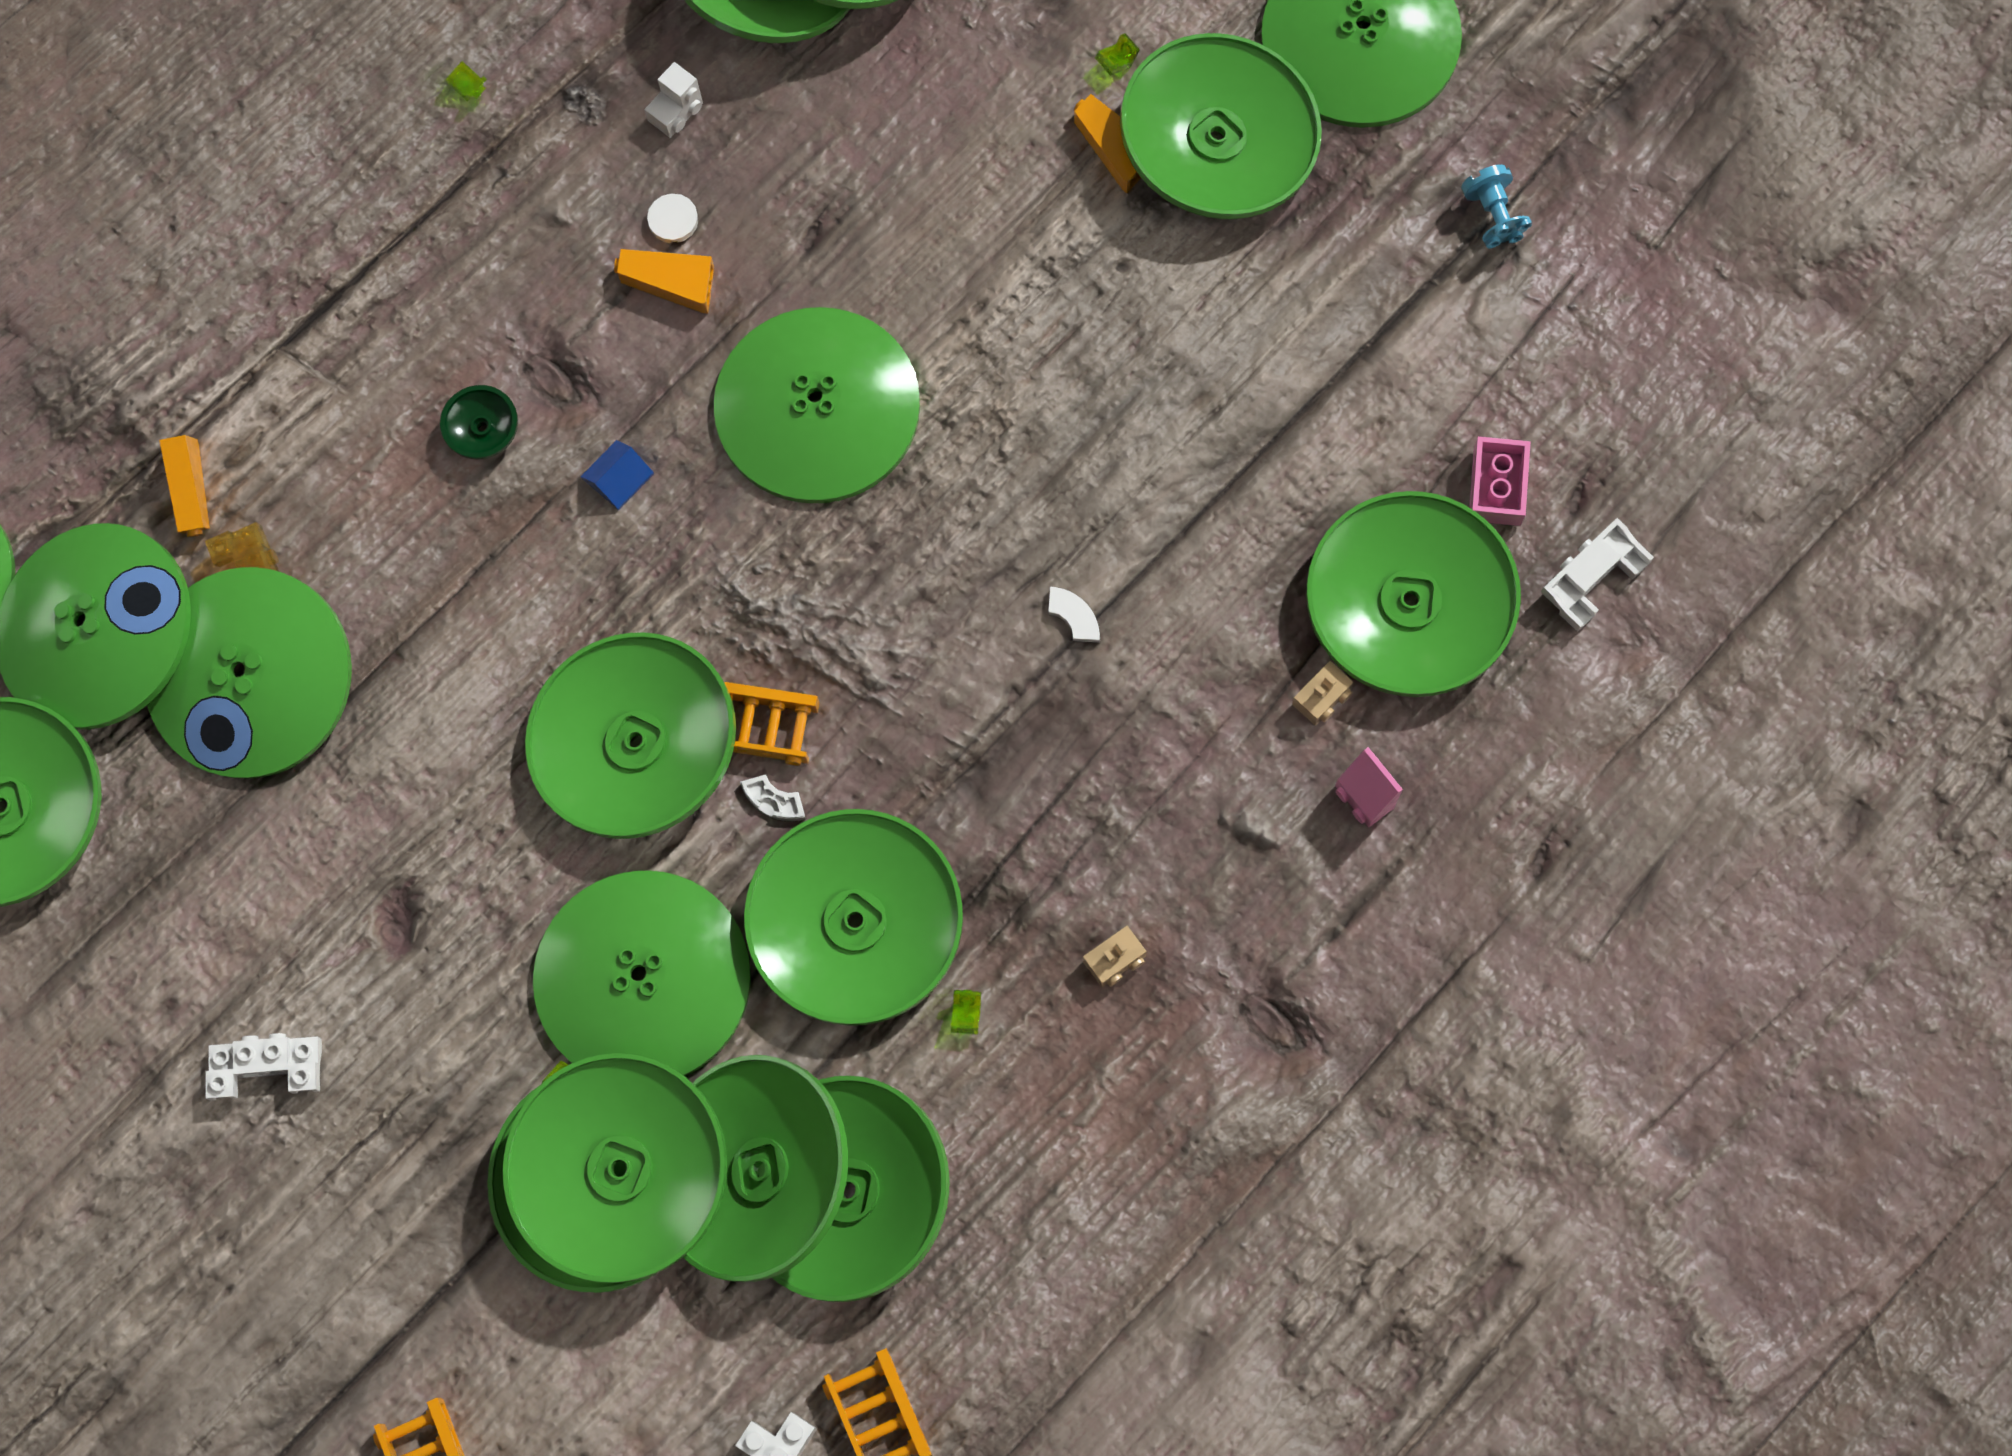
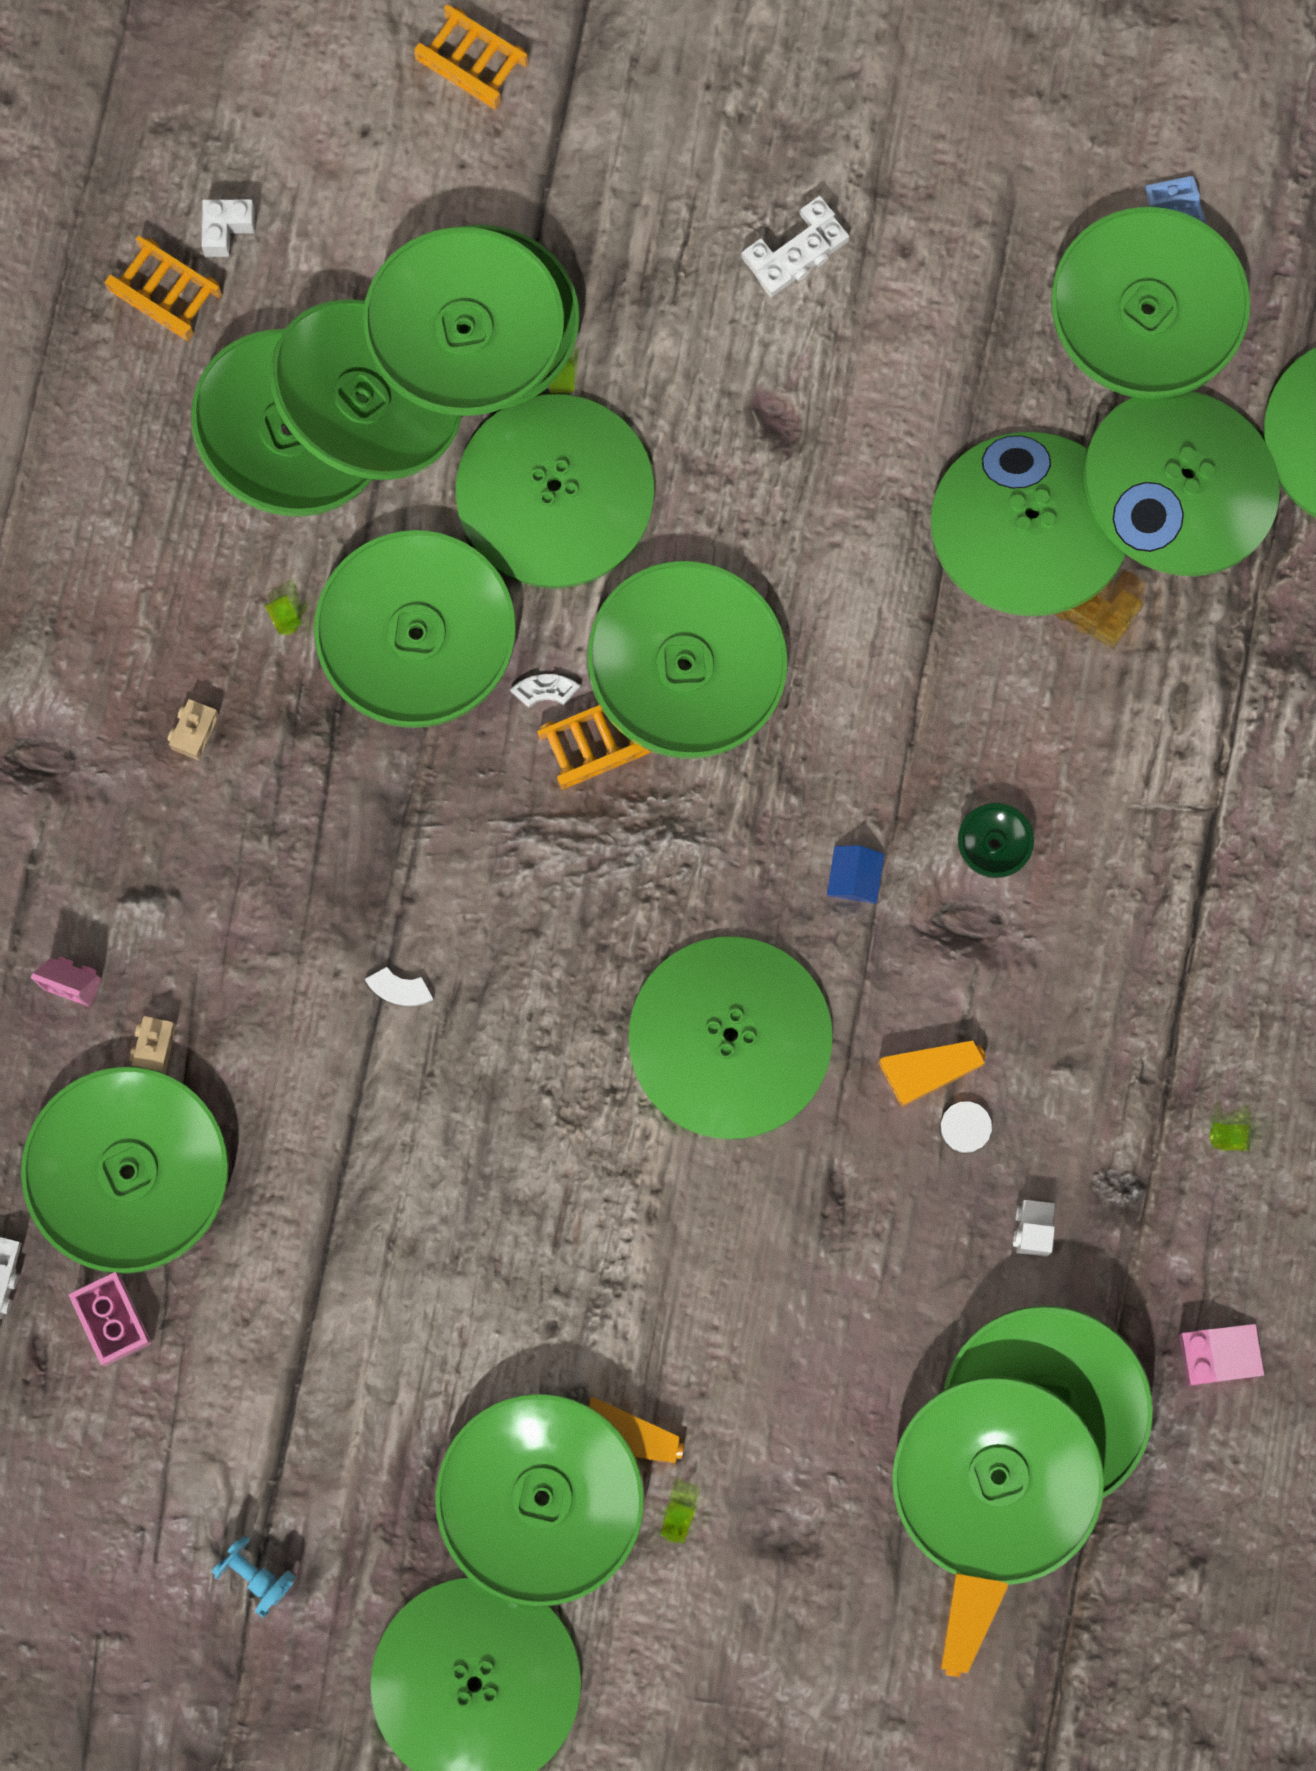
camera: 145 degrees right, 5 degrees up
(186, 484) = (1199, 643): light orange slope -> none

